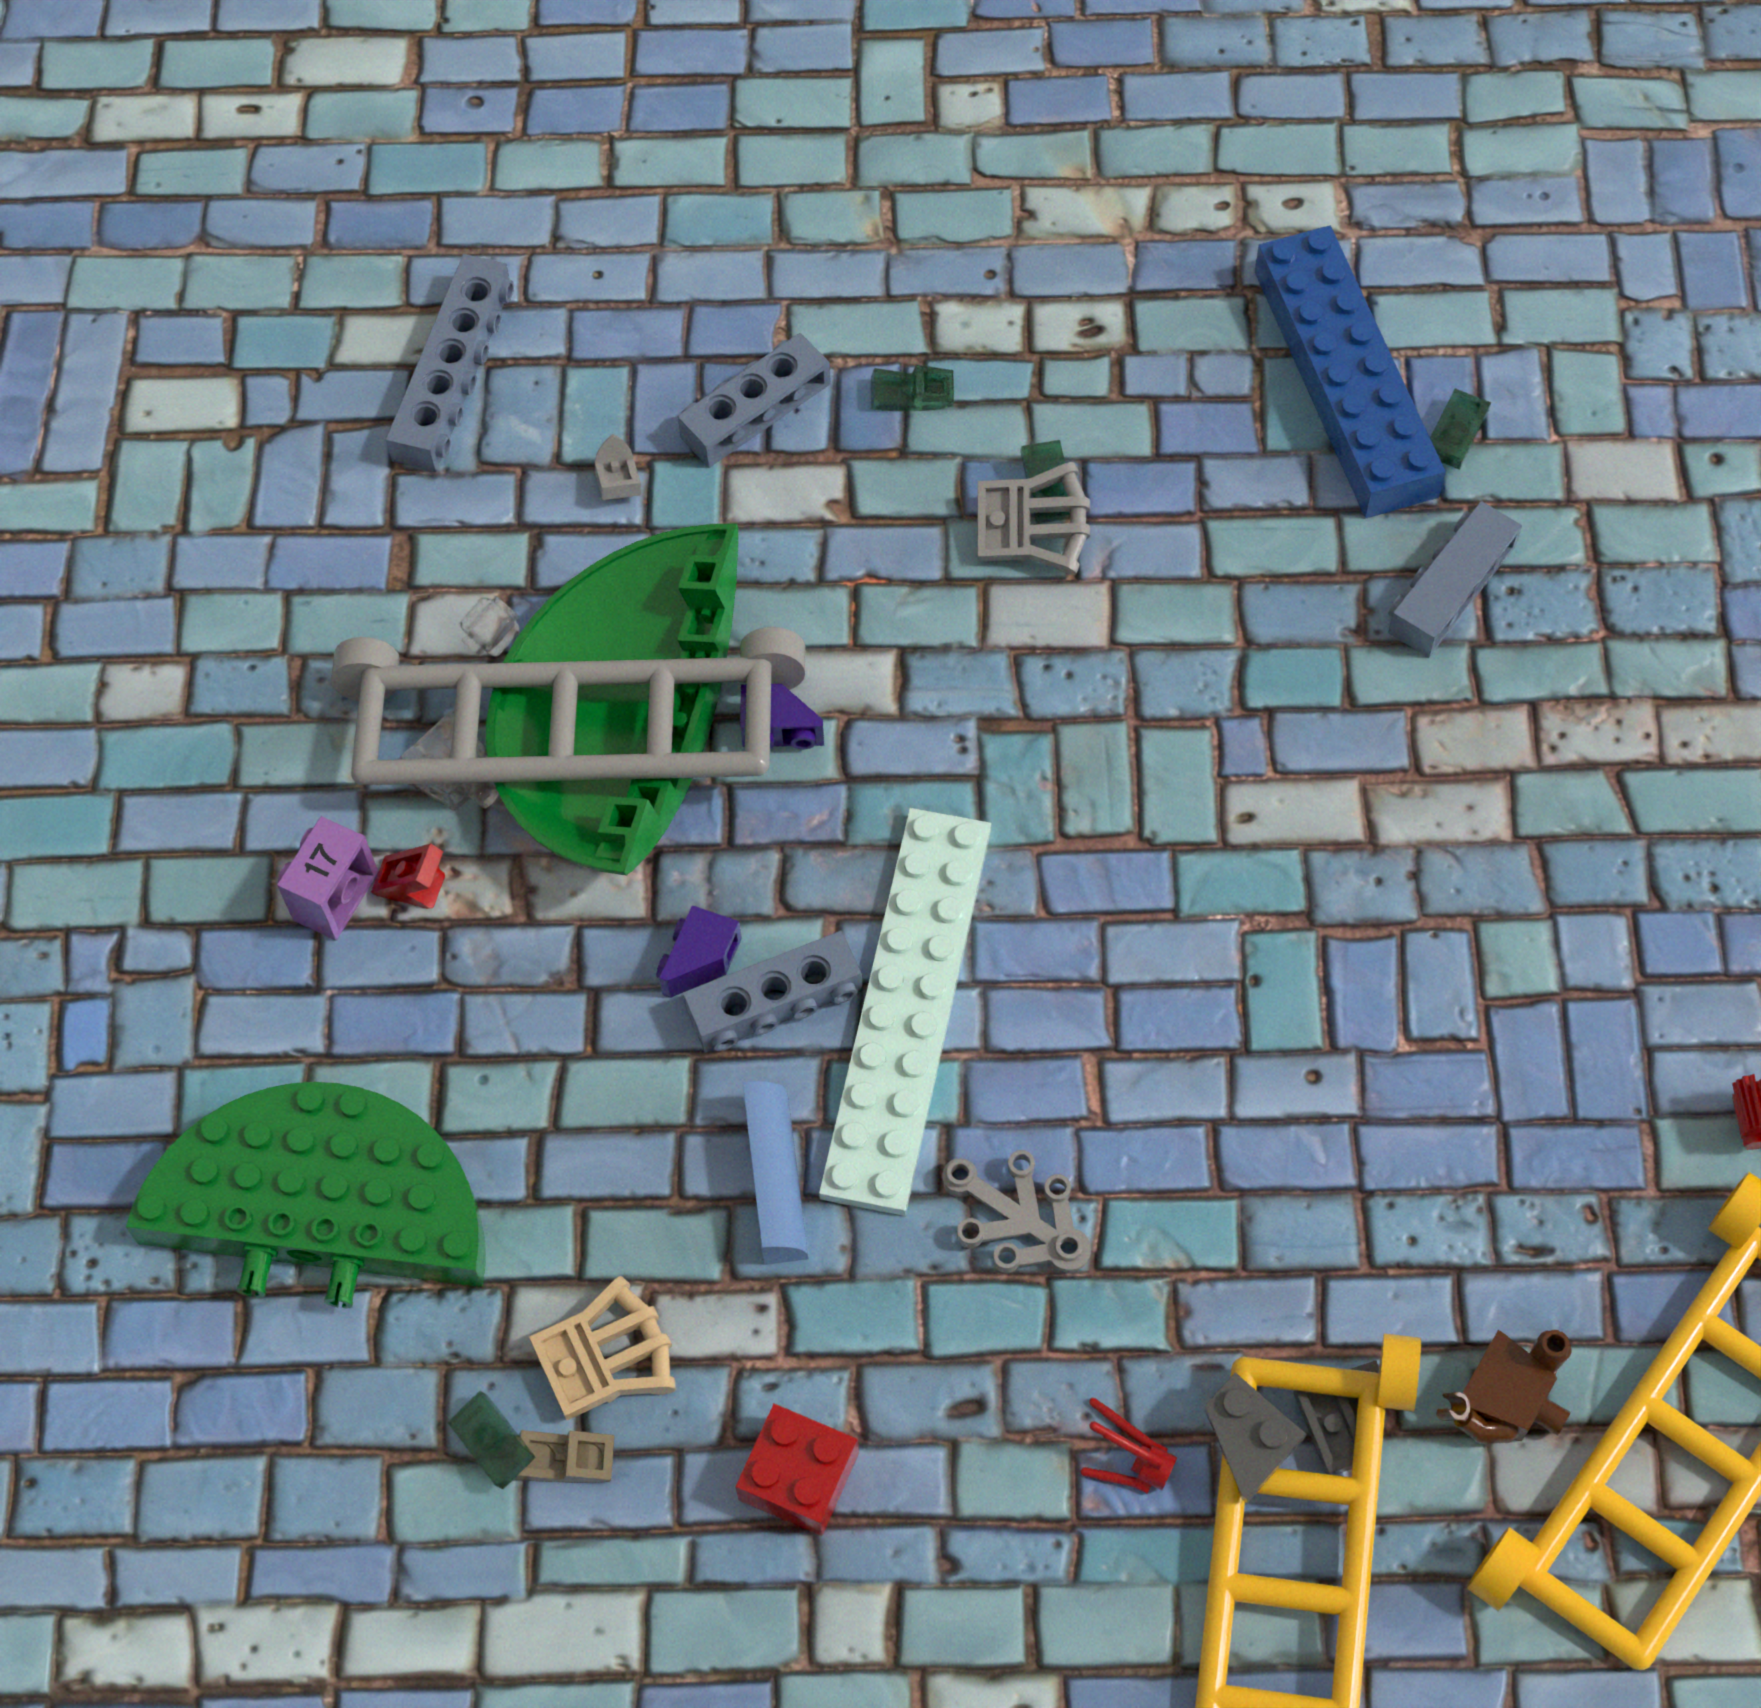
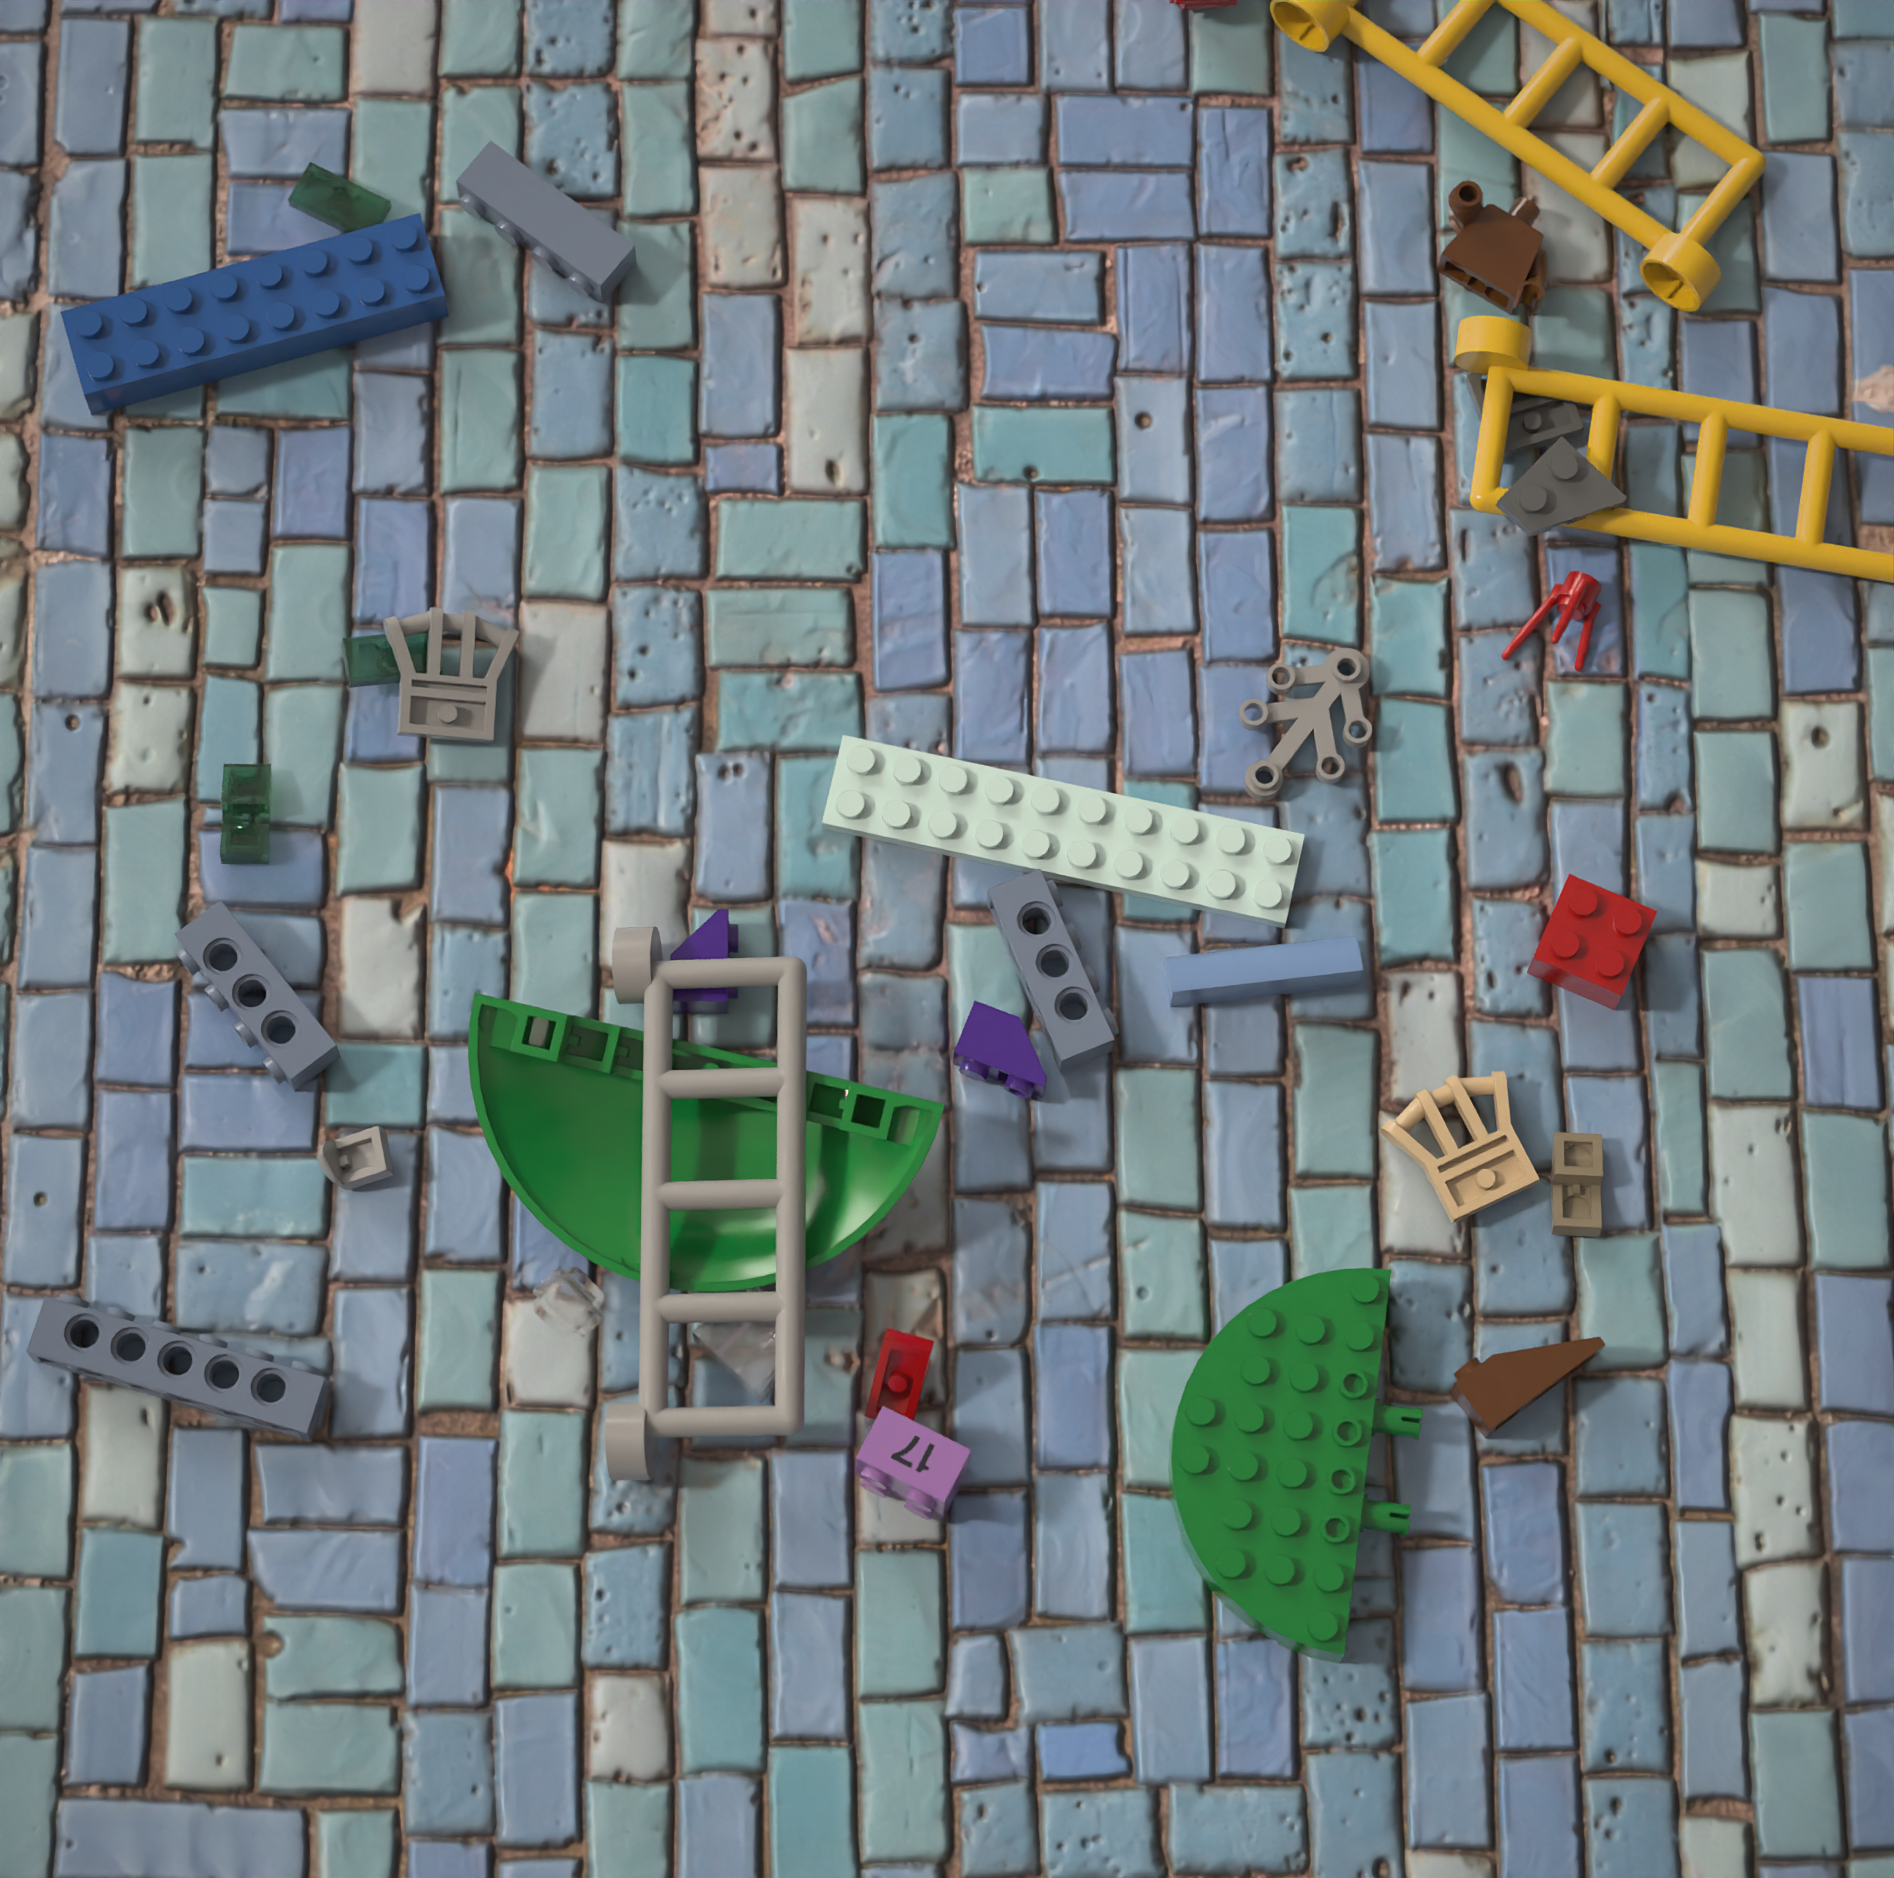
camera: 95 degrees left, 10 degrees up
(375, 1389) = (1513, 1380): none -> reddish brown slope
(491, 1440) = (1564, 1256): clear green plate -> none

